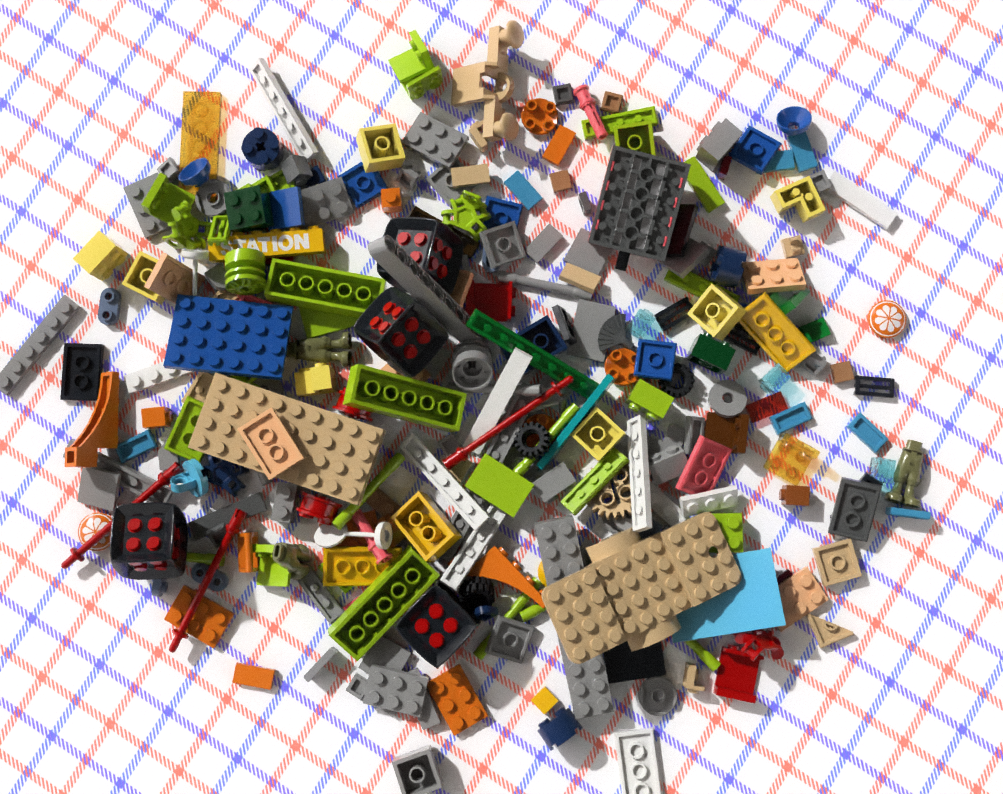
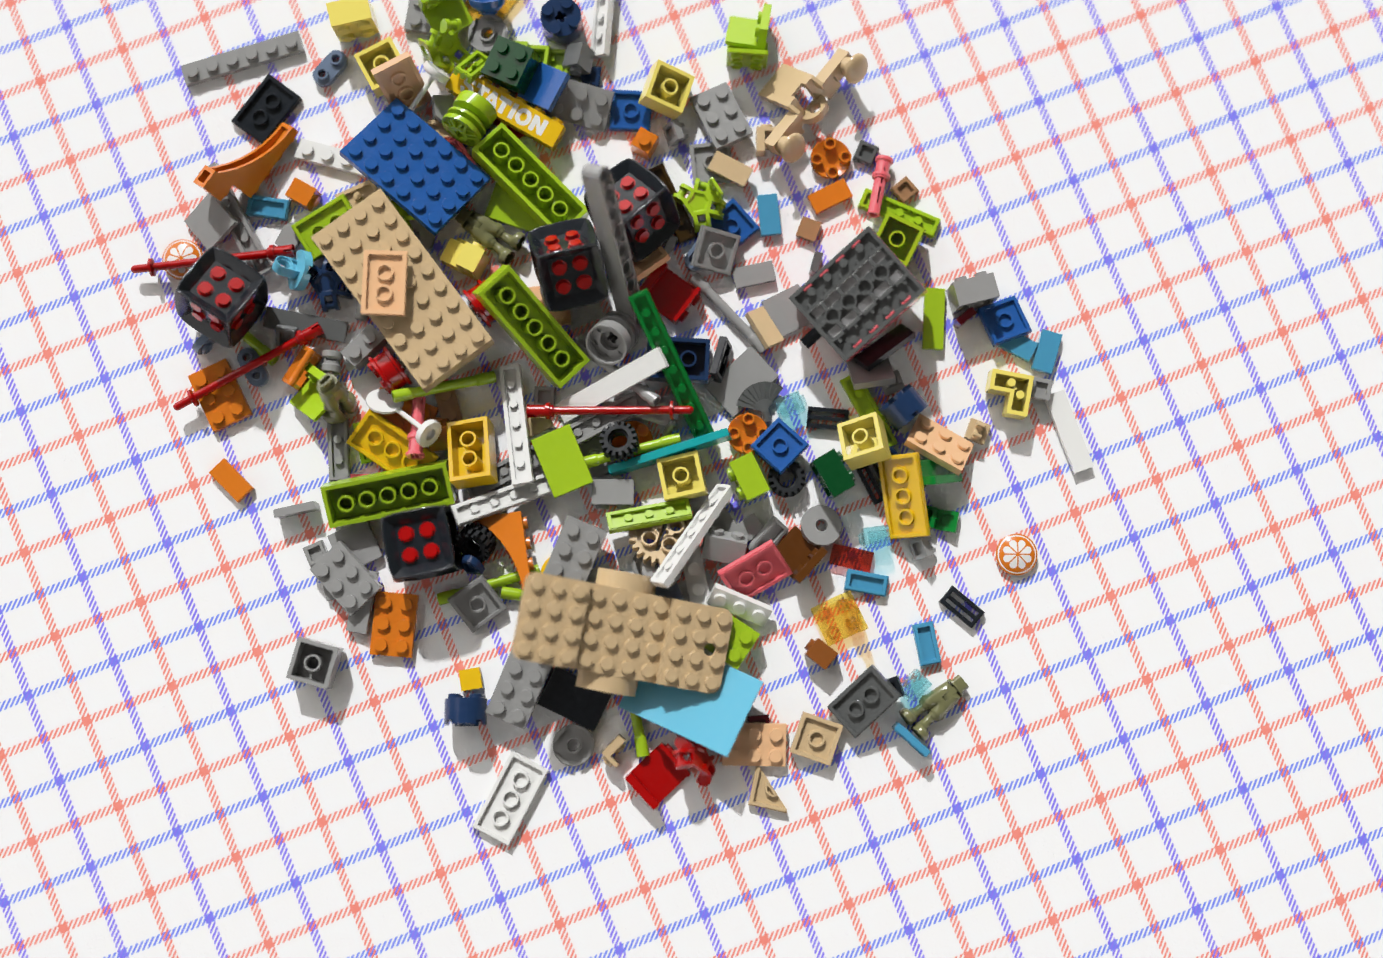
camera: 25 degrees right, 0 degrees up
(269, 535) = (331, 361): none -> light grey wheel
(793, 116) = (1058, 313): blue piece -> none
(842, 372) = (941, 573): medium nougat tile -> none

